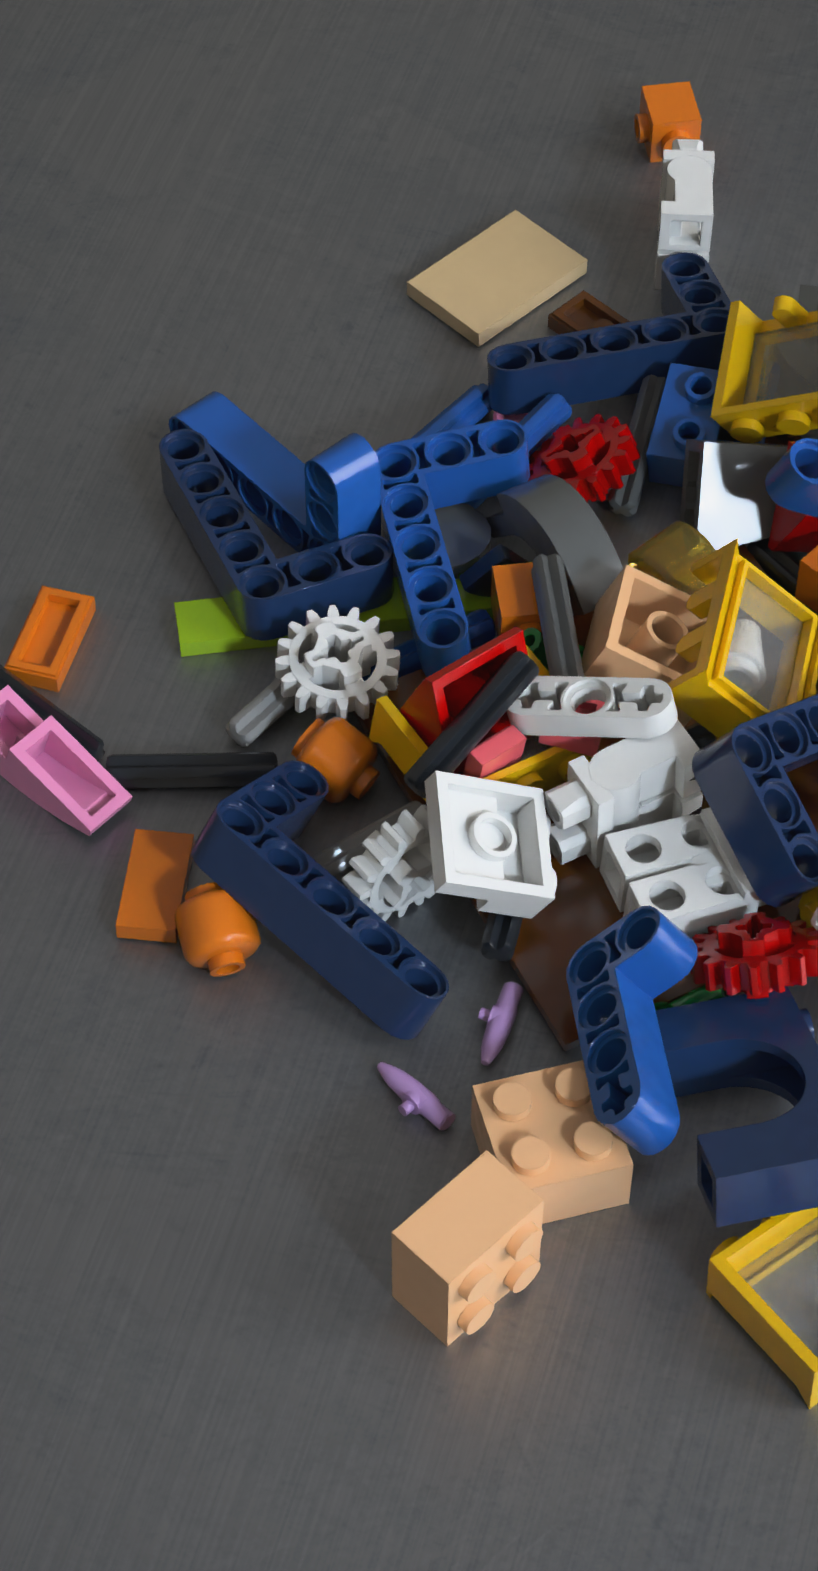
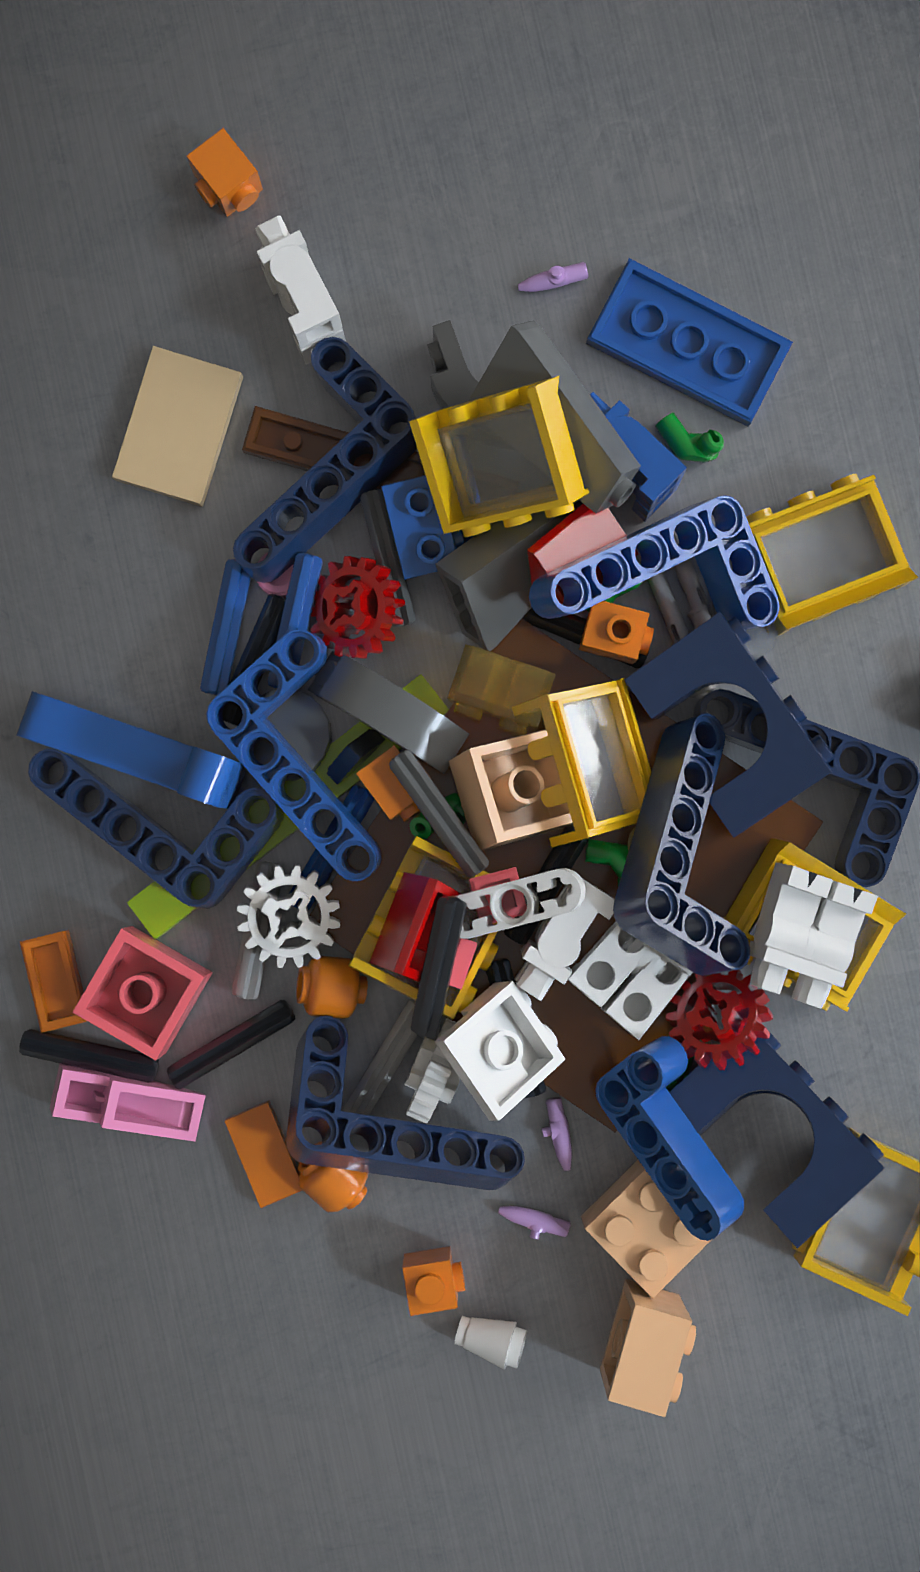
camera: 30 degrees left, 35 degrees up
(138, 666) = (142, 992): none -> coral brick
(258, 1077) = (432, 1280): none -> orange brick
(288, 1182) = (492, 1340): none -> white cone

